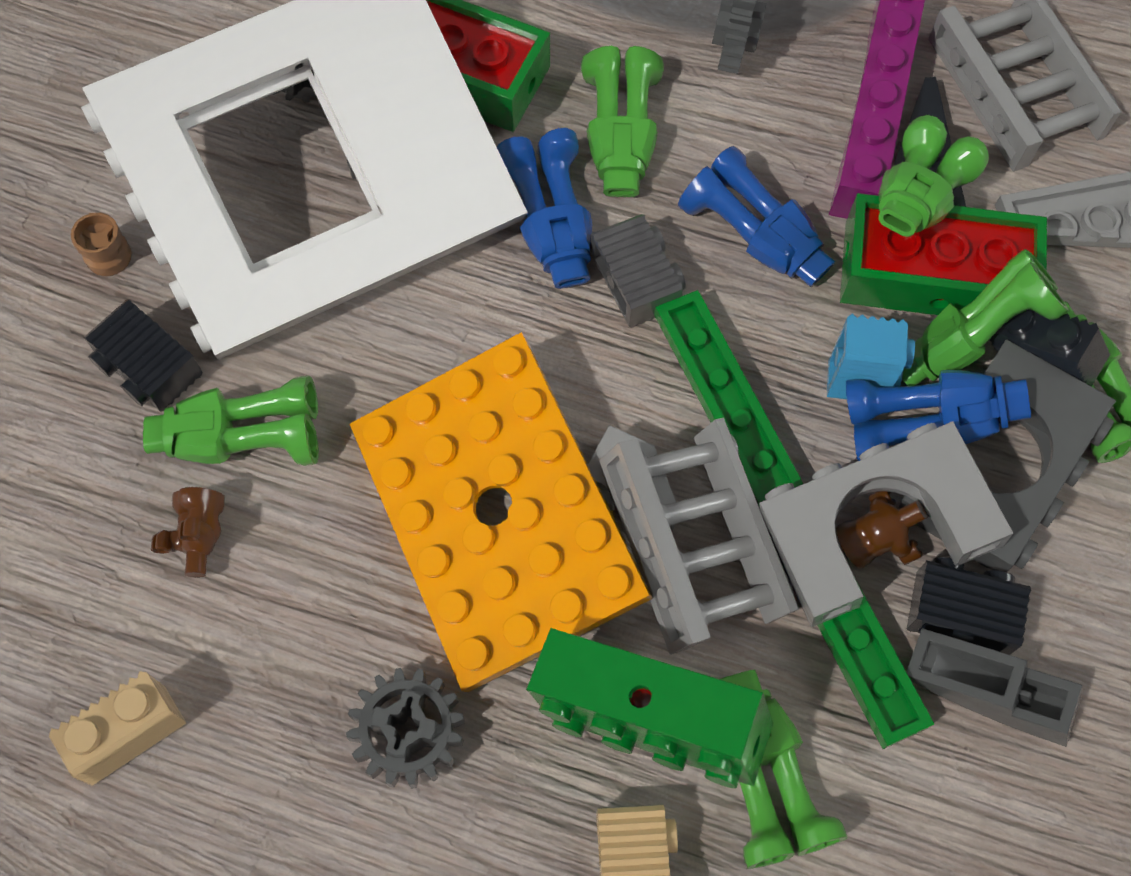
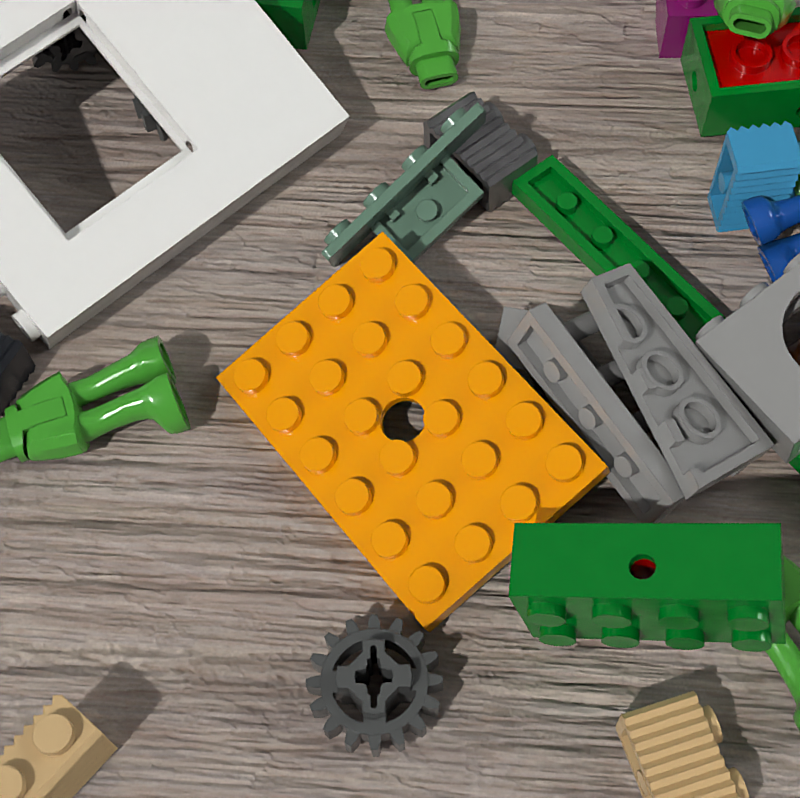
camera: 10 degrees left, 5 degrees down
(196, 528) = (74, 528): reddish brown piece -> none
(559, 233) = (386, 130): blue piece -> none
(566, 309) = (421, 201): none -> sand green bracket
(730, 547) = (680, 394): none -> light grey wing
(782, 240) = (620, 89): blue piece -> none

